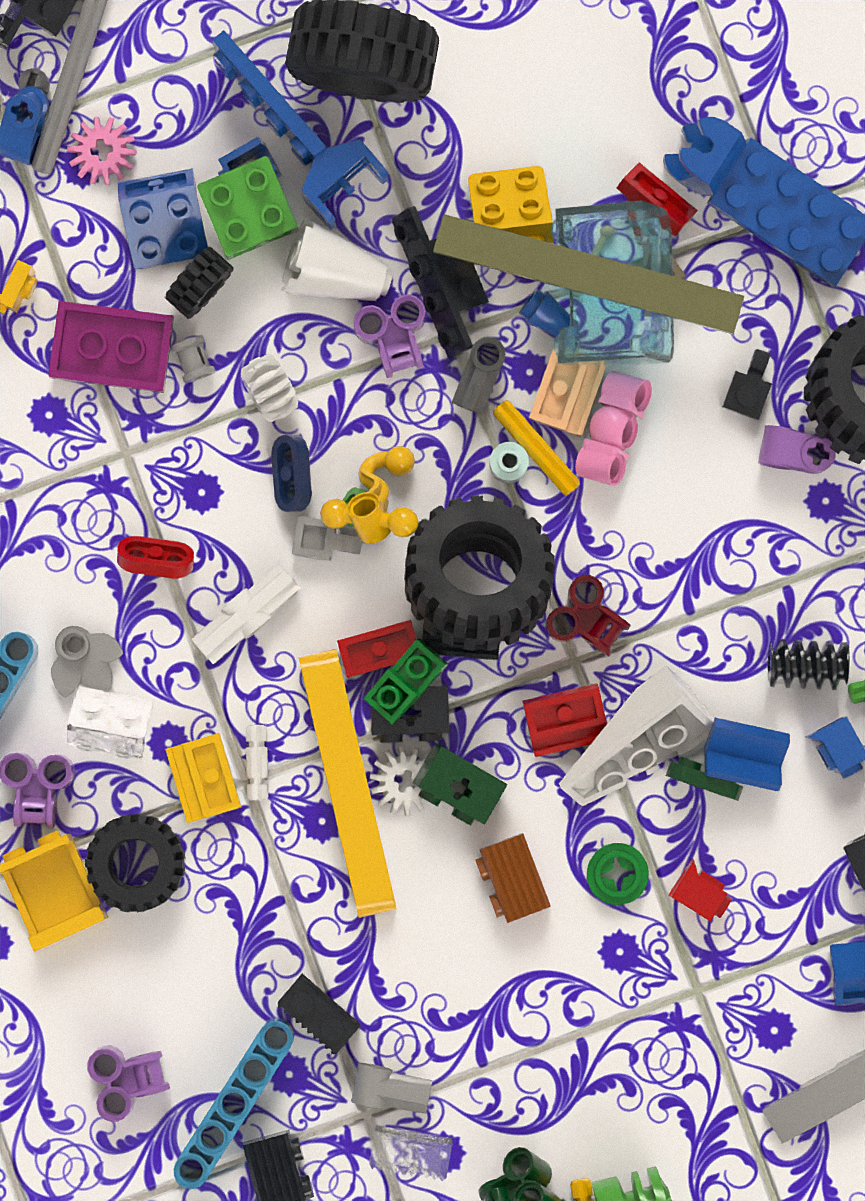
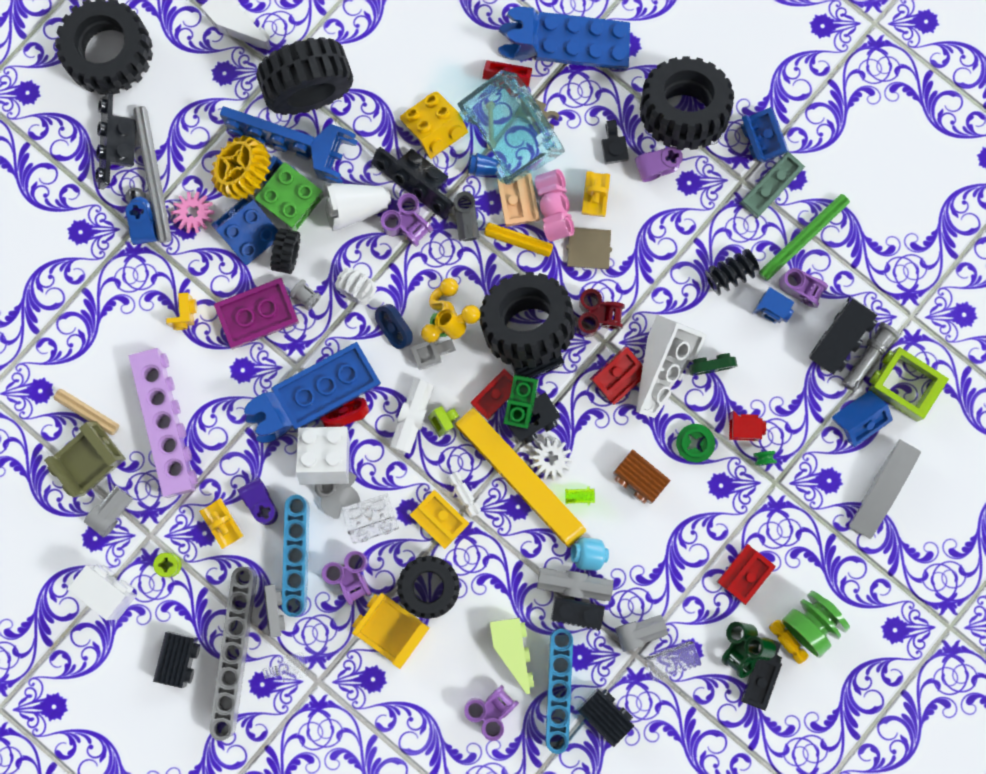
camera: 30 degrees left, 5 degrees down
(92, 600) = (323, 455): none -> white brick
(126, 505) = (311, 393): none -> blue hinge
(200, 1004) = (508, 644): none -> yellowish green slope
(224, 122) = (240, 167): none -> yellow gear
(283, 644) = (442, 420): none -> lime tile
(338, 973) = (575, 584): none -> light grey piece
(381, 942) = (589, 554): none -> medium azure head
(415, 855) = (580, 496): none -> clear neon green pin
(481, 788) = (595, 438): dark green brick -> none
(505, 474) = (508, 261): light aqua brick -> none
(581, 1092) = (746, 574): none -> red plate
(589, 274) = (495, 127): olive tile -> none
(629, 516) = (589, 248): none -> dark tan piece
(680, 445) = (595, 194): none -> yellow hips
(701, 949) = (765, 458): none -> green bush
(745, 754) = (726, 338): blue panel -> none

